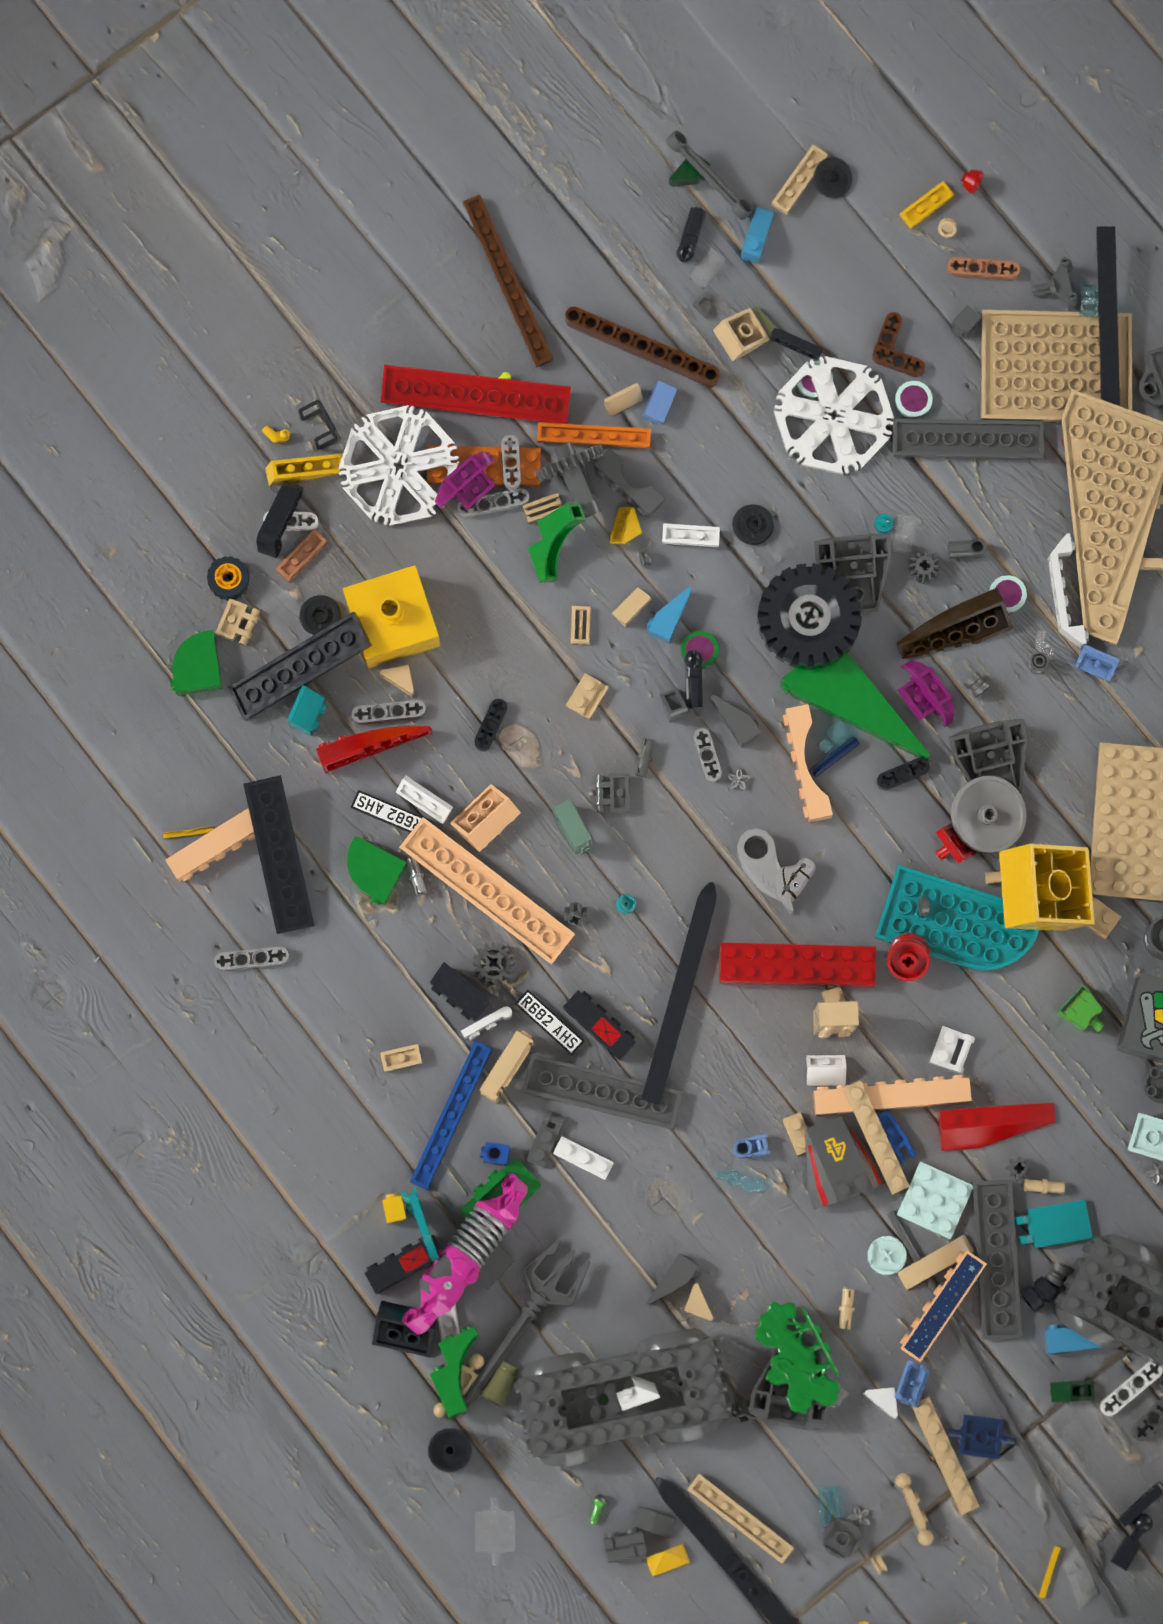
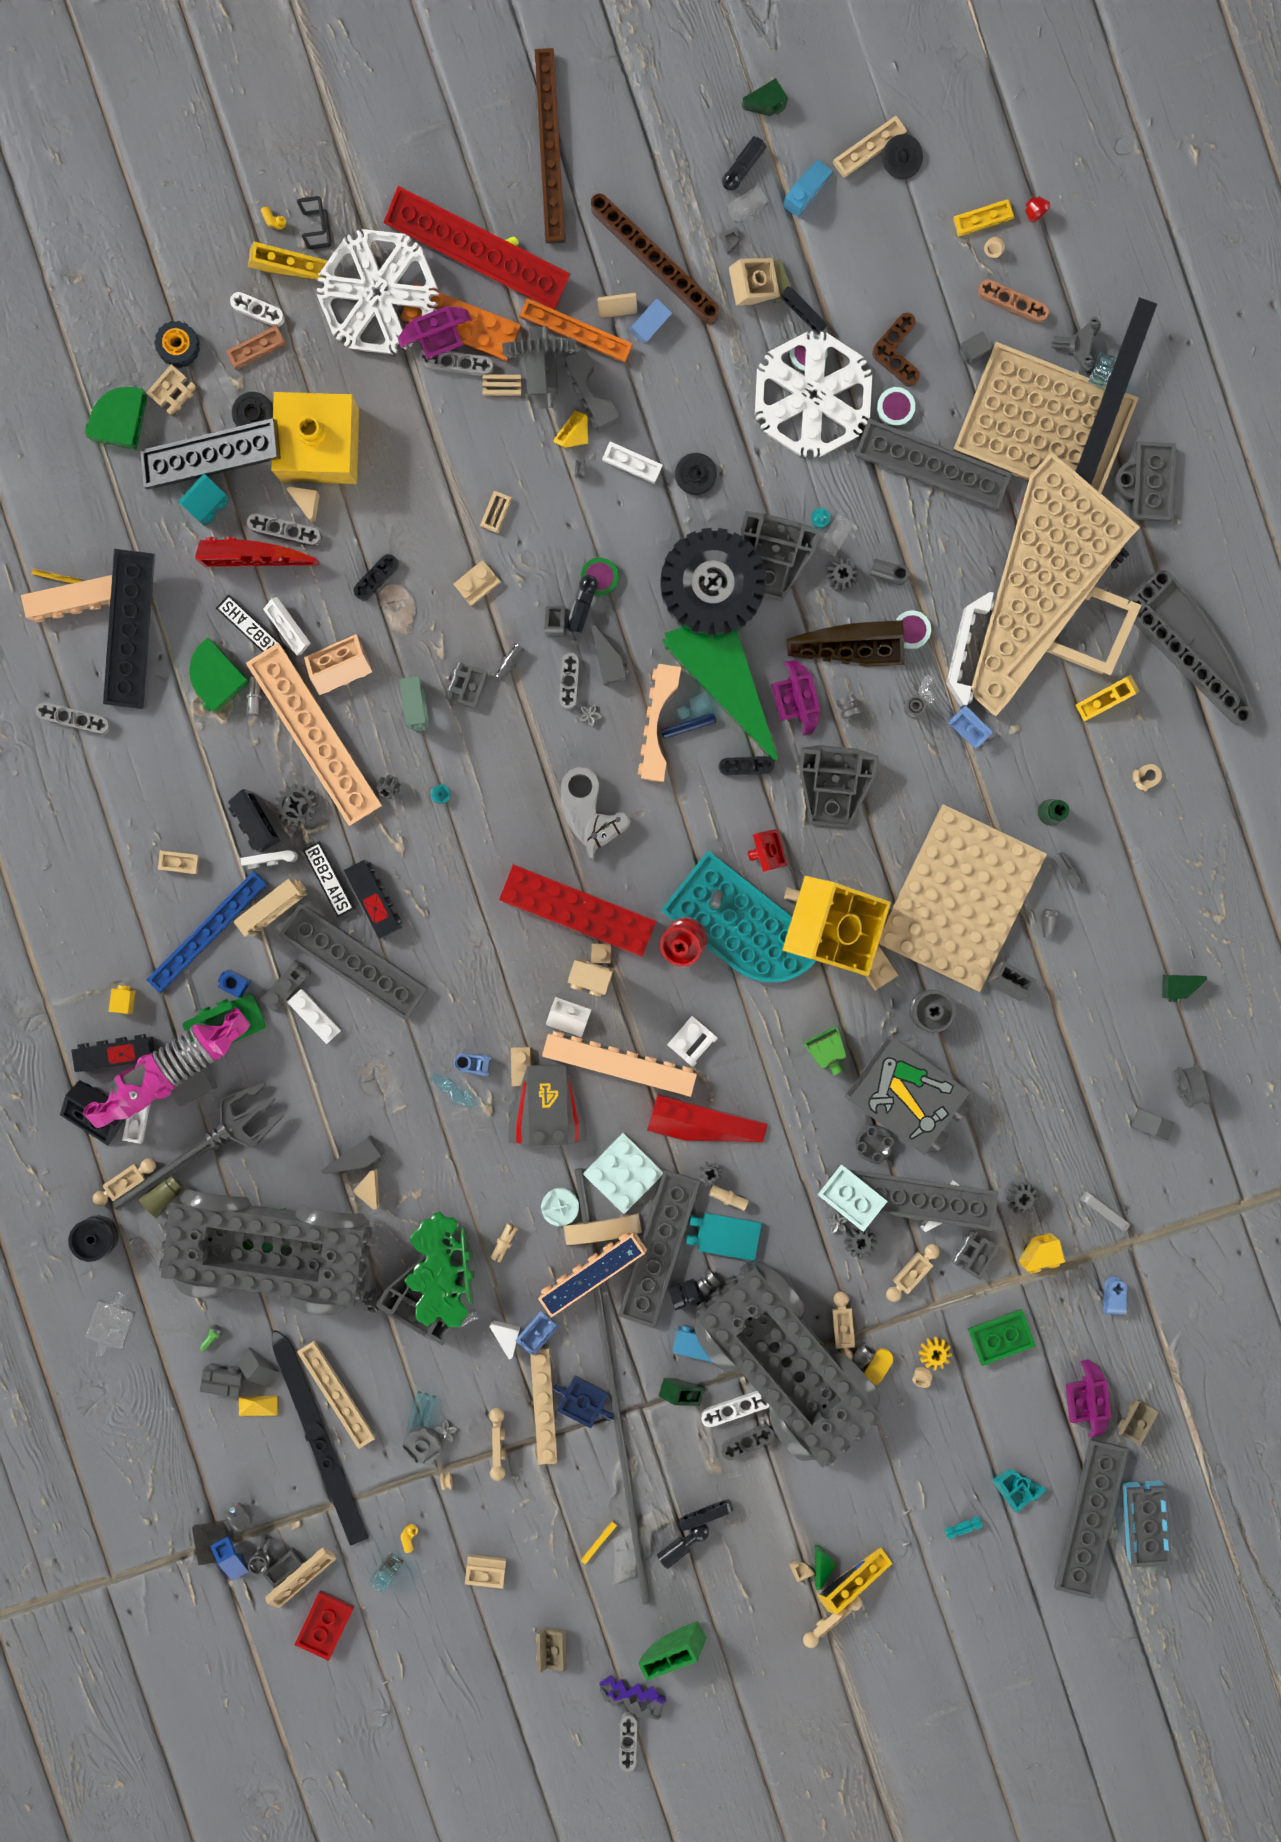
camera: 20 degrees right, 10 degrees up
(277, 519) = (242, 302): black beam -> none
(417, 1211) = (136, 1025): teal tile -> none
(448, 1378) = (112, 1174): green arch -> none
(515, 448) = (477, 339): light grey beam -> none
(554, 531) = (501, 409): green arch -> none
(631, 606) = (550, 511): tan slope -> none
(642, 1392) = (281, 1254): white slope -> none
(667, 618) = (580, 535): dark azure slope -> none
(679, 143) = (763, 64): dark grey piece -> none
(680, 995) = (458, 898): black piece -> none
(876, 1137) = (589, 1096): tan plate -> none
(895, 1136) = (606, 1099): blue hinge -> none
(1004, 814) = (827, 837): light grey dish -> none

